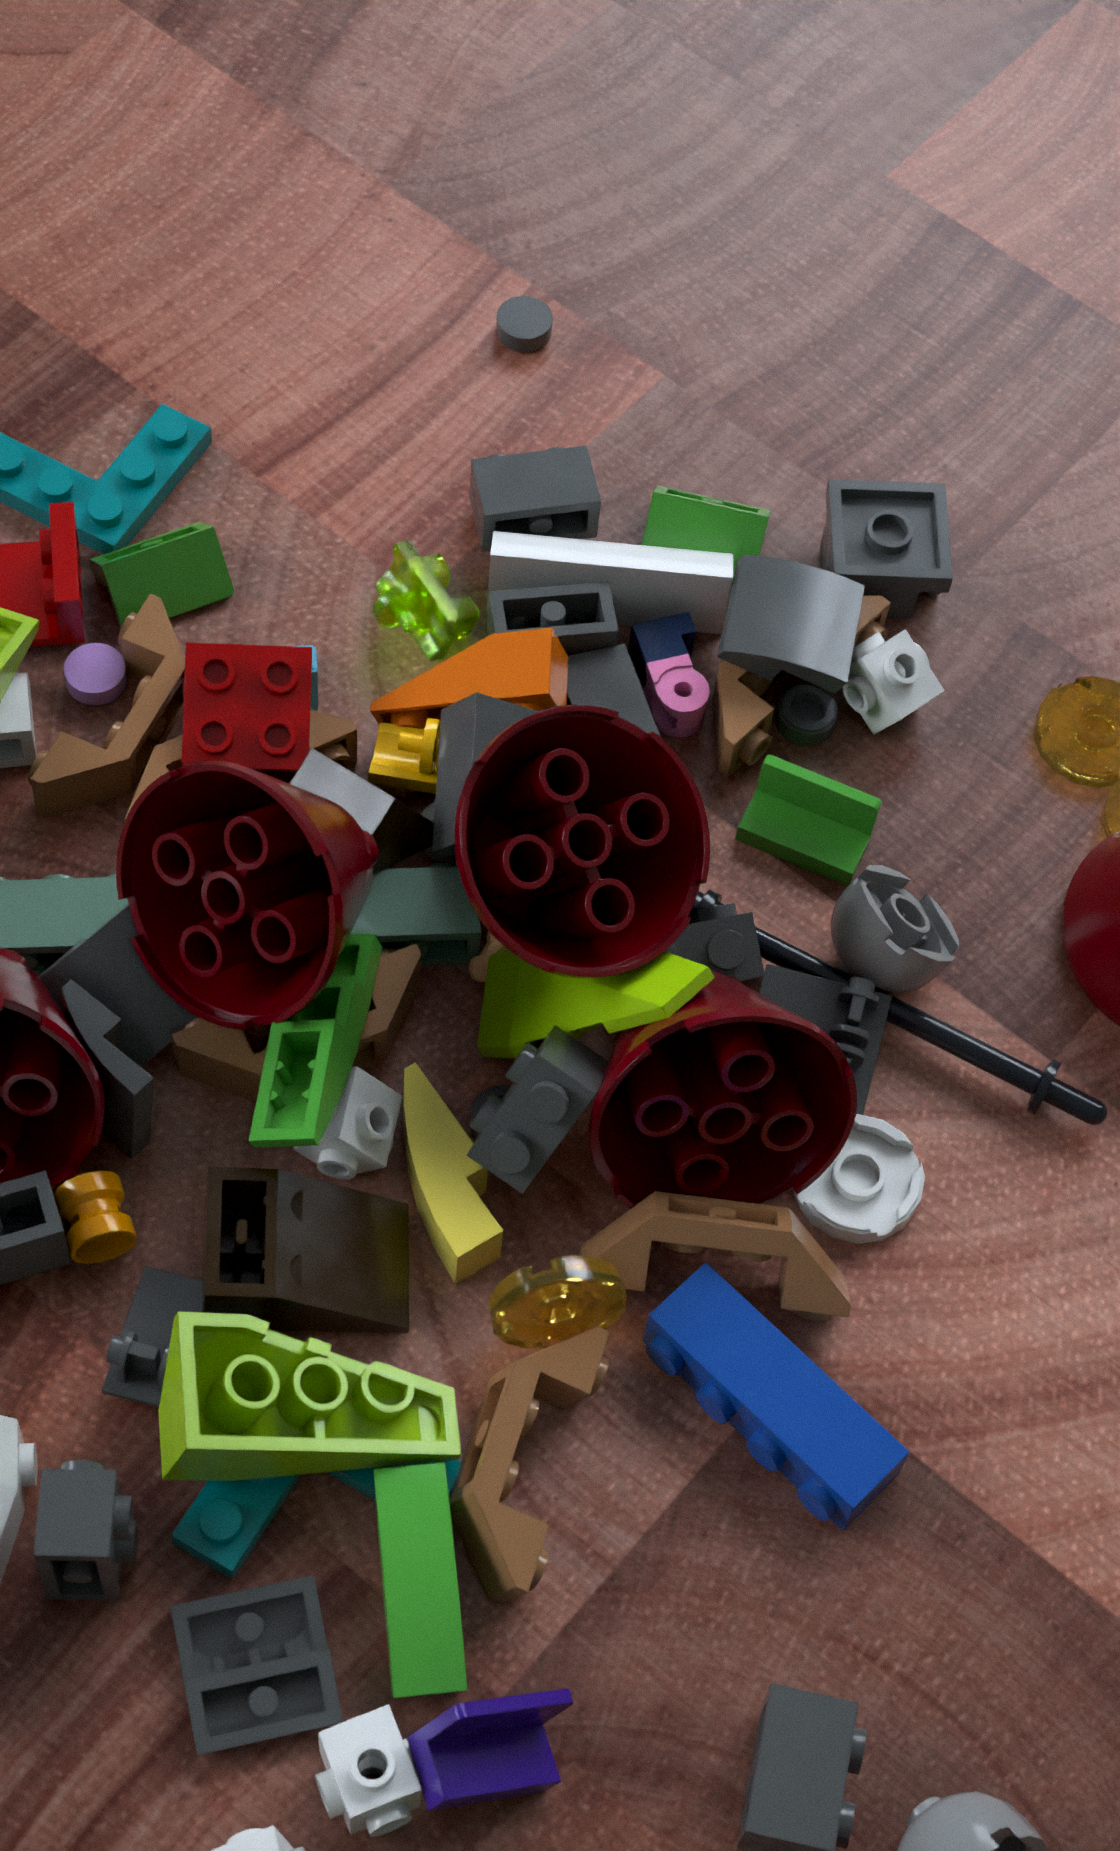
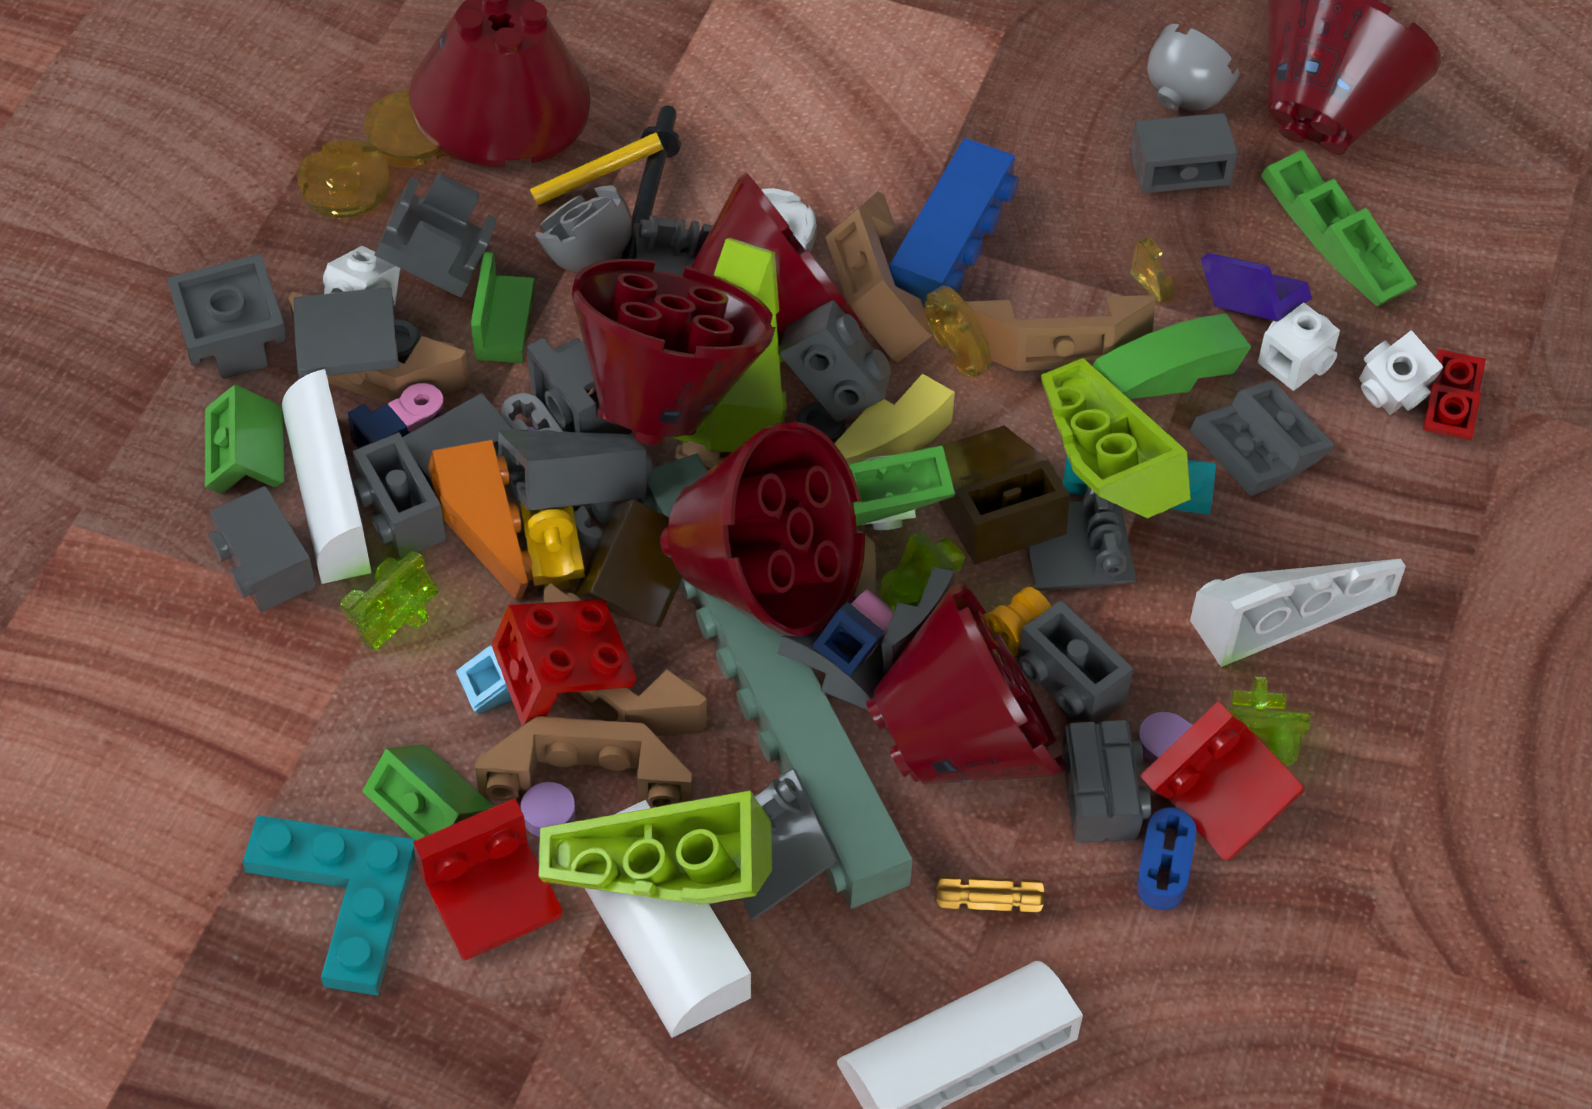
camera: 105 degrees left, 5 degrees down
(83, 1532) = (1251, 525): dark grey brick -> none
(124, 985) = (857, 626): none -> dark blue leg
(186, 1103) = (916, 565): none -> clear neon green hips
(524, 323) = (51, 630): dark grey tile -> none
(597, 1640) = (1148, 270): none -> clear yellow tile
(932, 763) = (434, 234): none -> dark grey panel
(1013, 995) = (596, 169): none -> yellow bar

